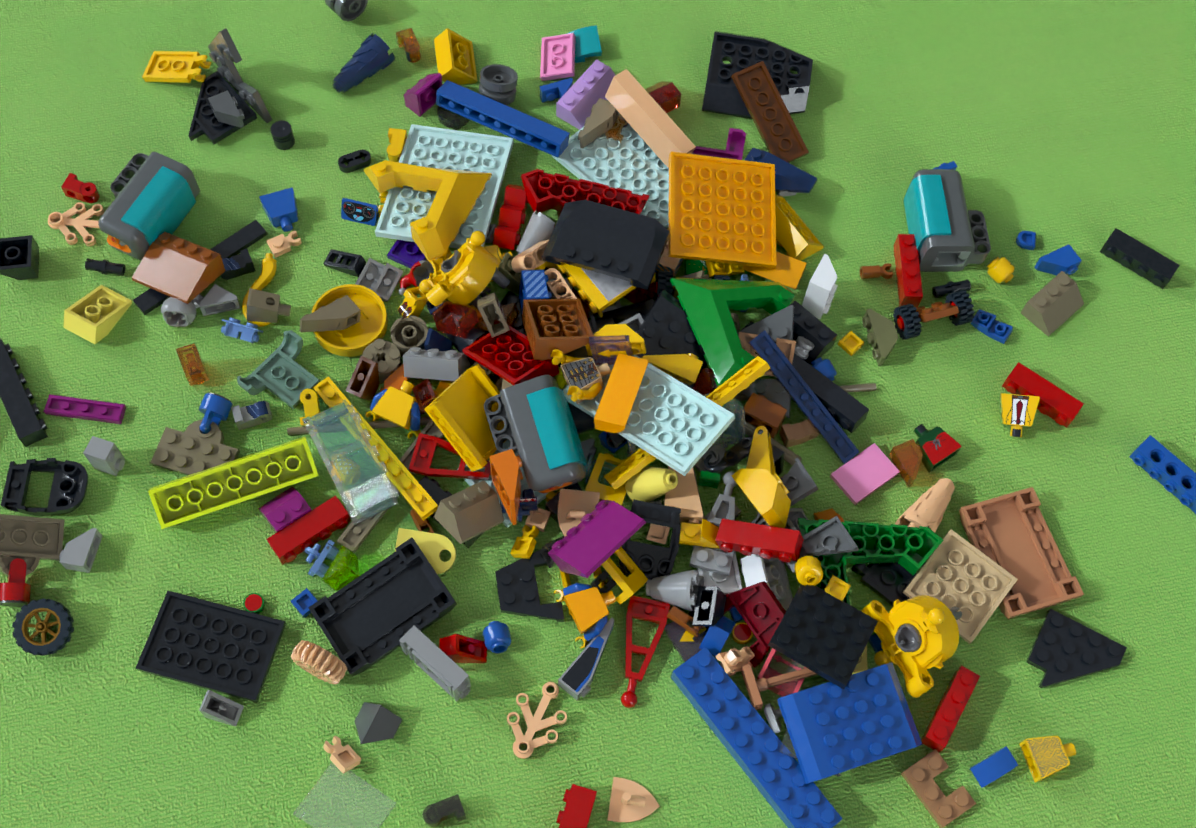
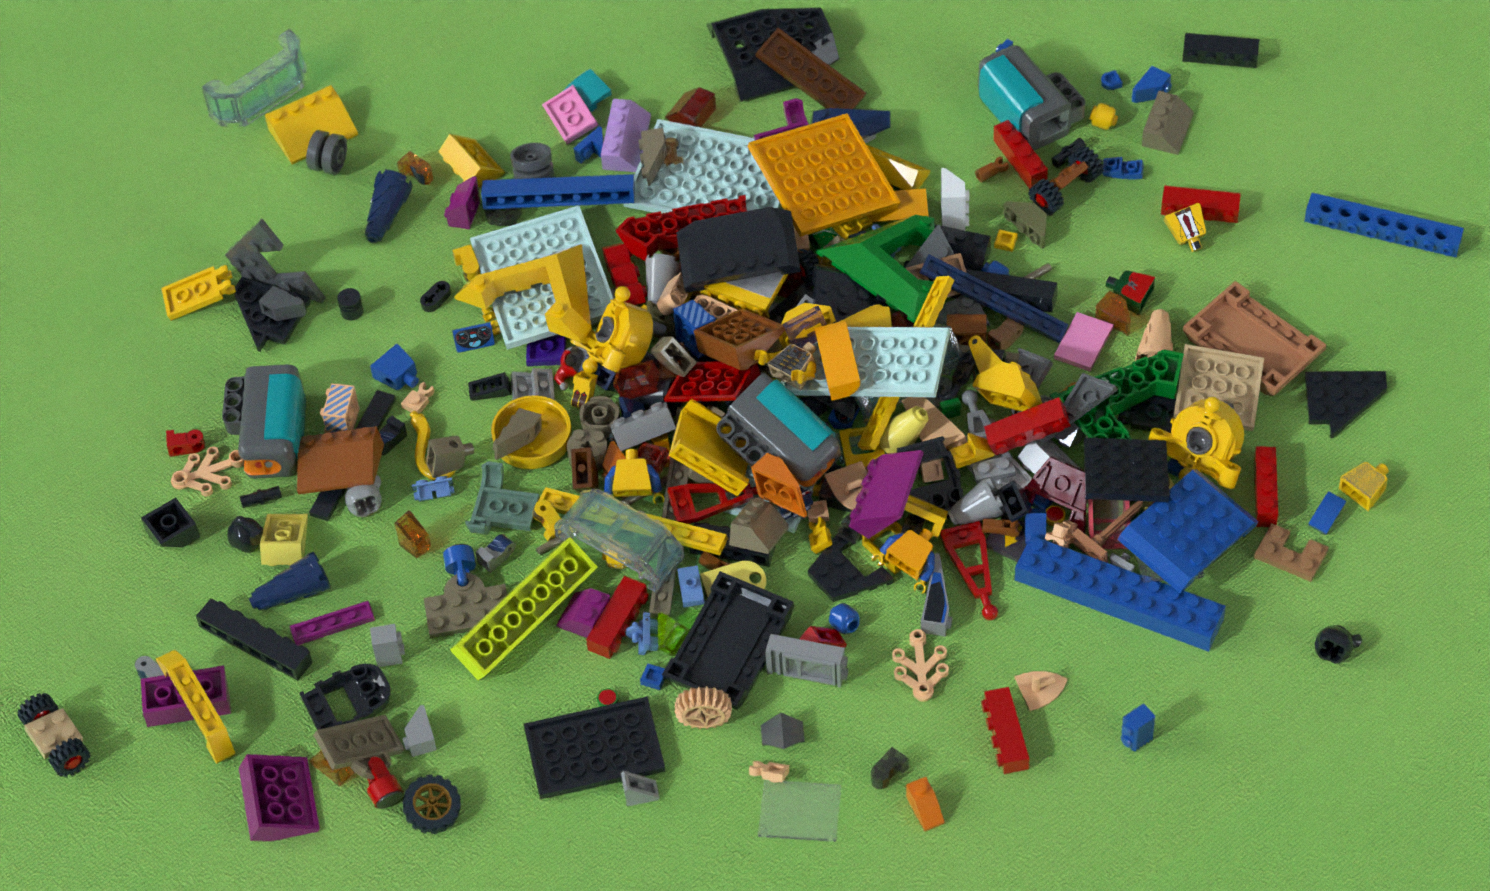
camera: 20 degrees left, 10 degrees down
(67, 292) = (244, 534): none -> black piece
(81, 358) = (298, 581): none -> dark blue cone
(209, 224) = (340, 408): none -> light nougat container
(218, 301) = (396, 473): light grey slope -> none
(384, 536) = (690, 586): none -> medium blue brick
(647, 117) = (703, 127): light nougat brick -> none
(802, 347) = (968, 259): light grey wheel -> none
(808, 570) = (1084, 427): yellow head -> none
(837, 588) = (1116, 431): yellow tile -> none

